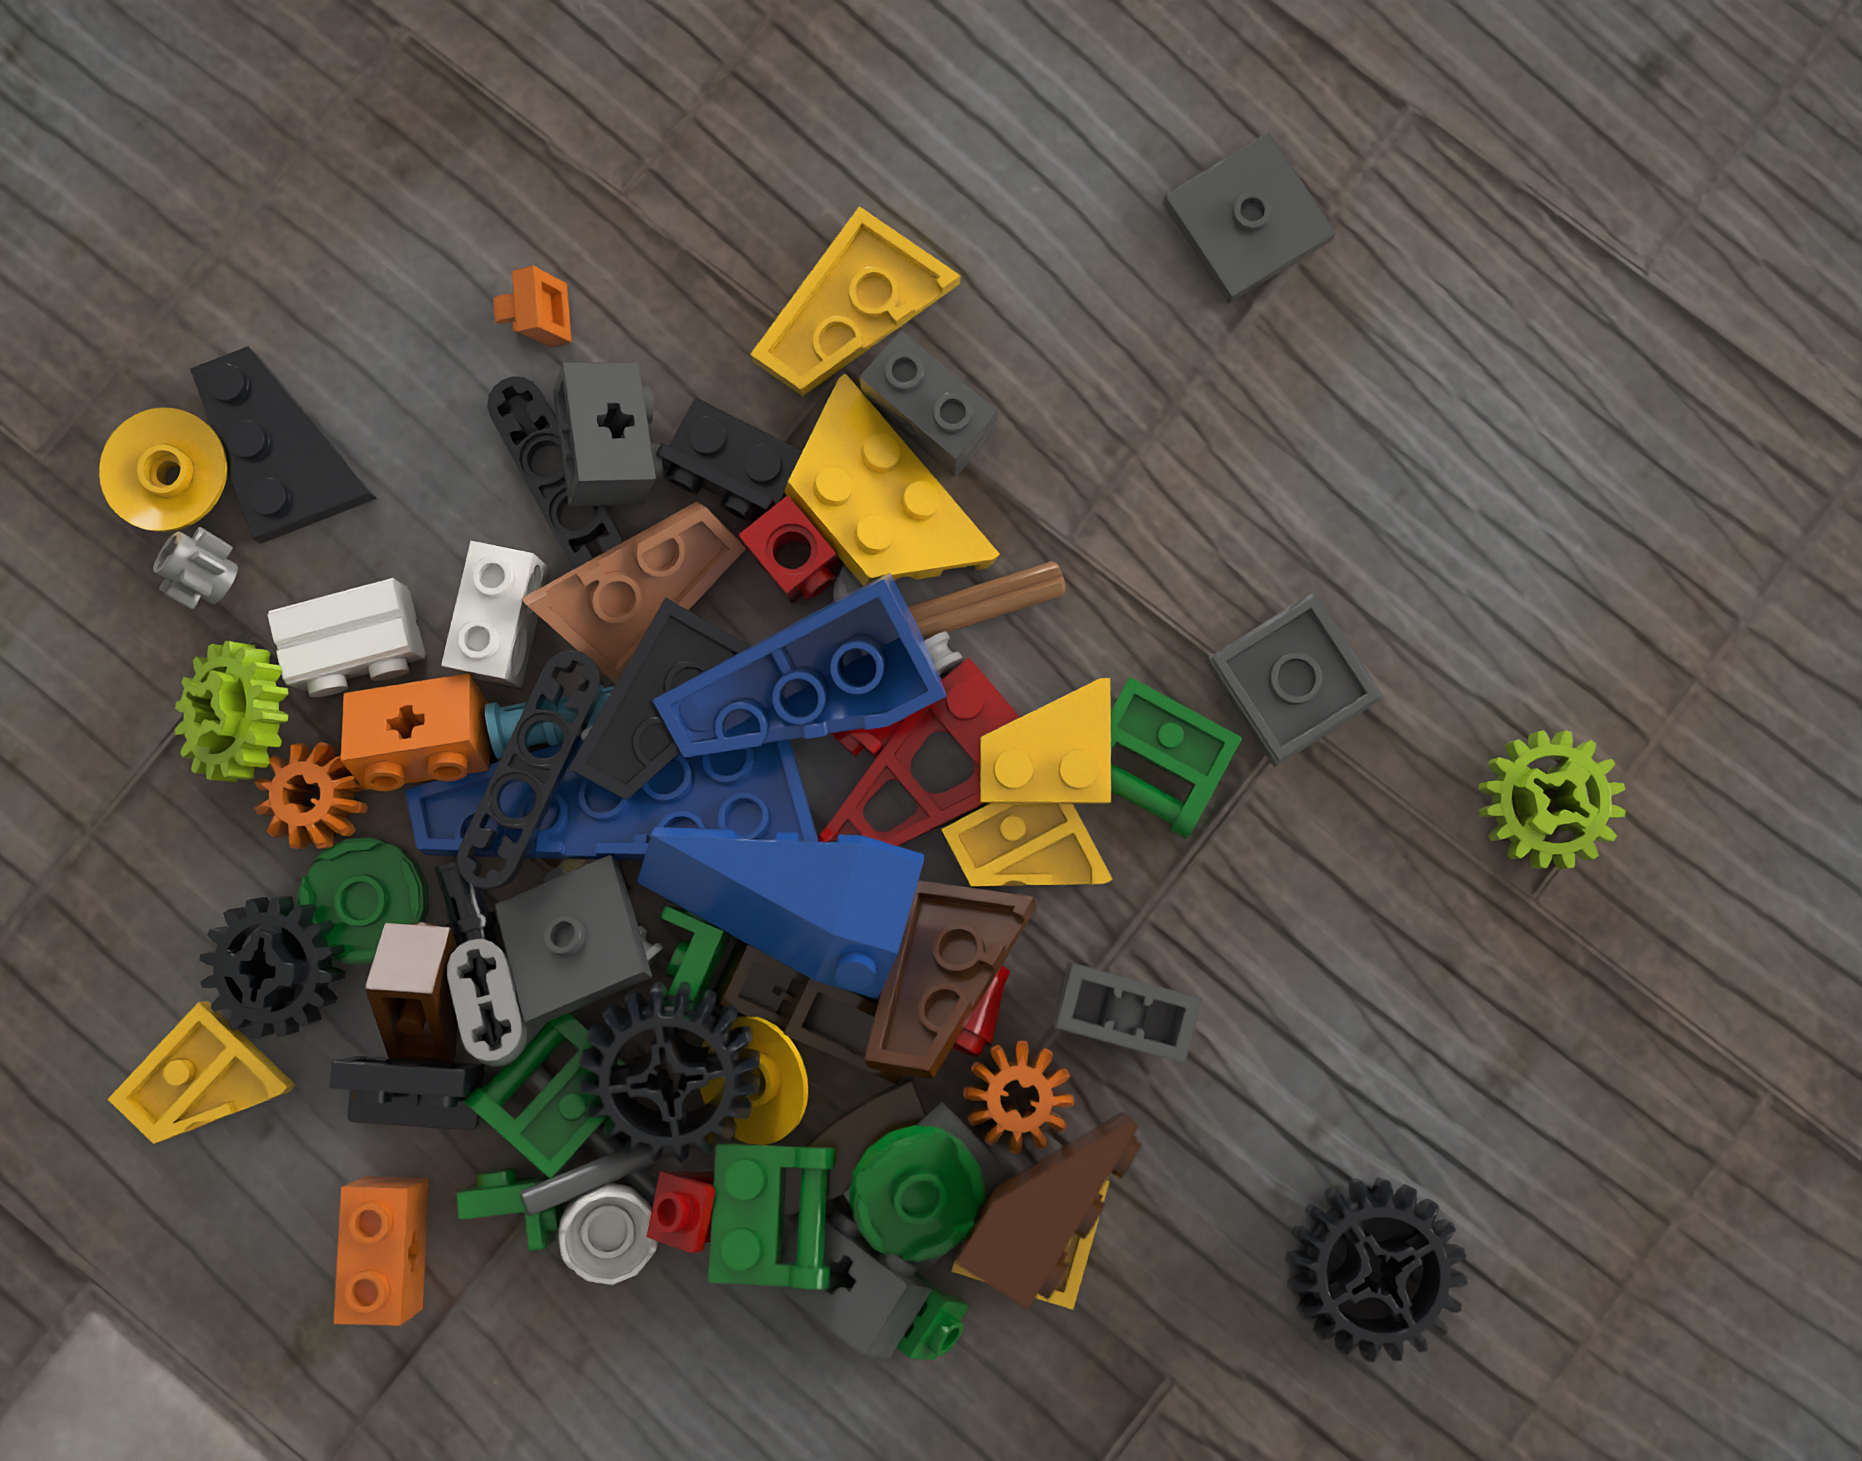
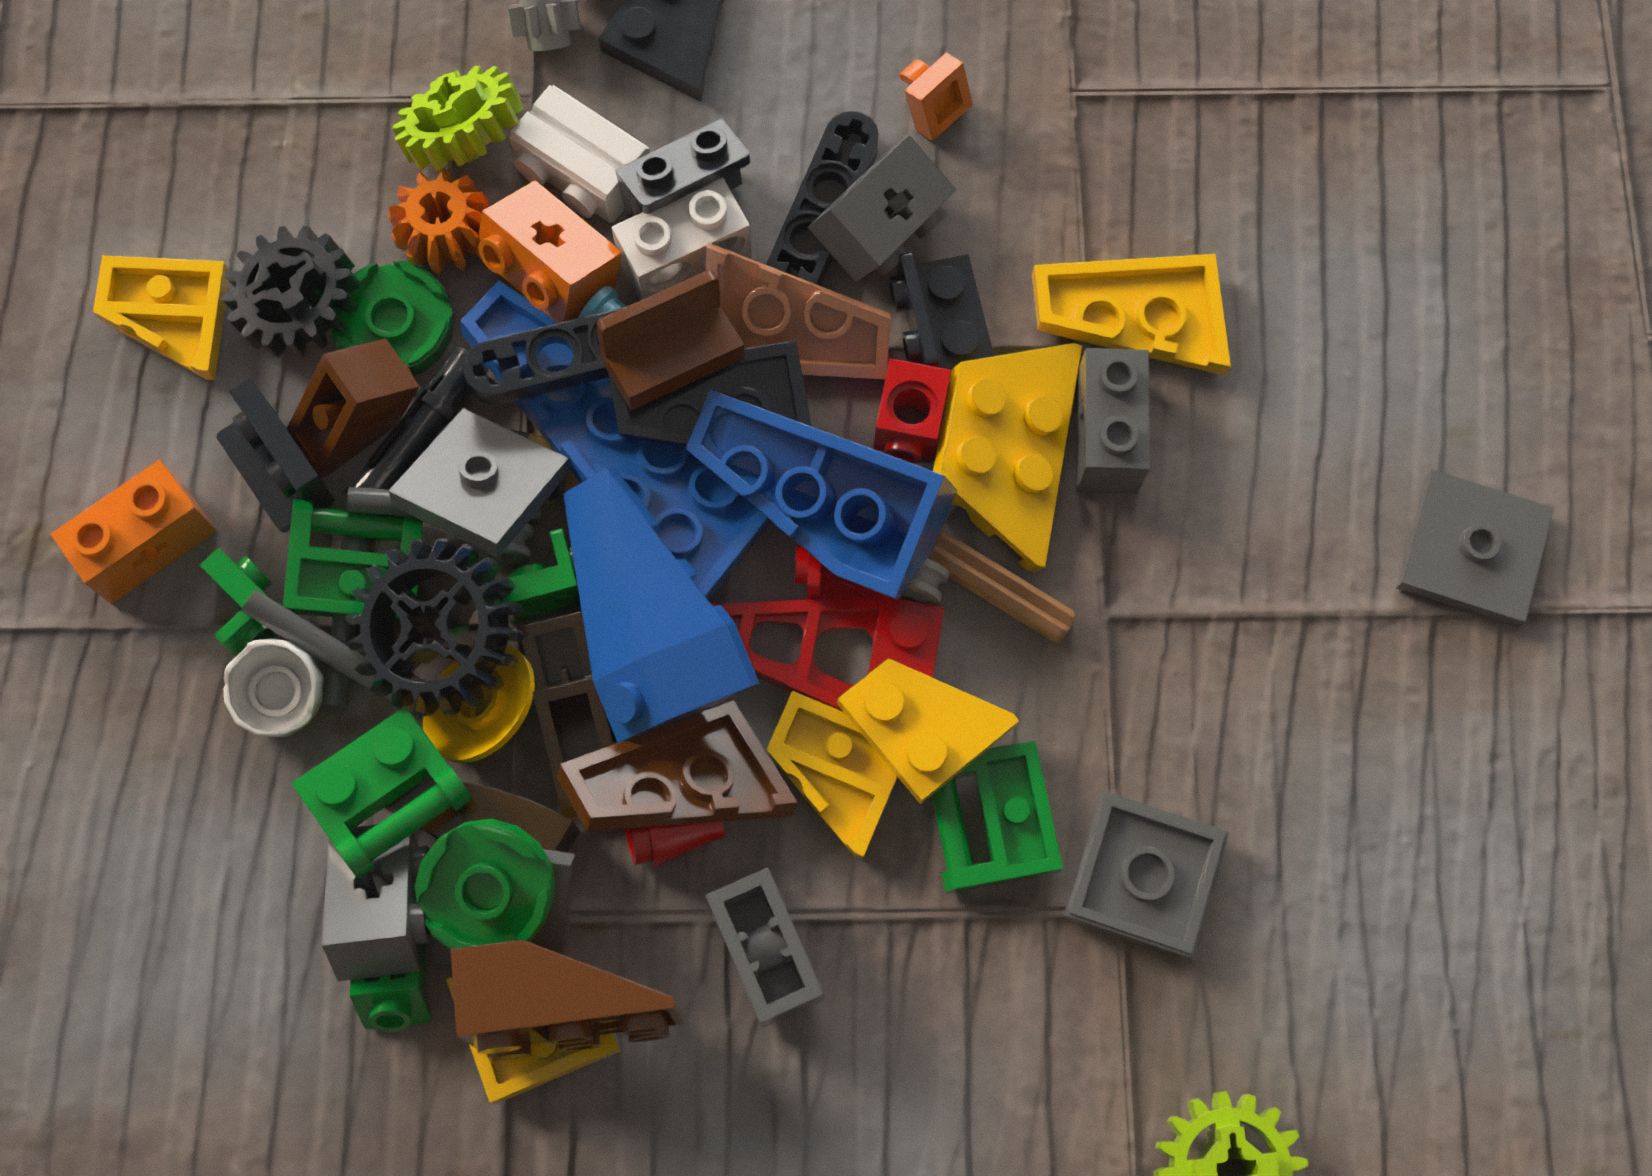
camera: 45 degrees right, 10 degrees down
(437, 568) = (682, 168): none -> bracket
(471, 1006) = (372, 445): light grey beam -> none
(589, 702) = (668, 340): none -> reddish brown panel
(683, 1210) = (332, 723): red bracket -> none
(1009, 1116) = (609, 932): orange gear -> none

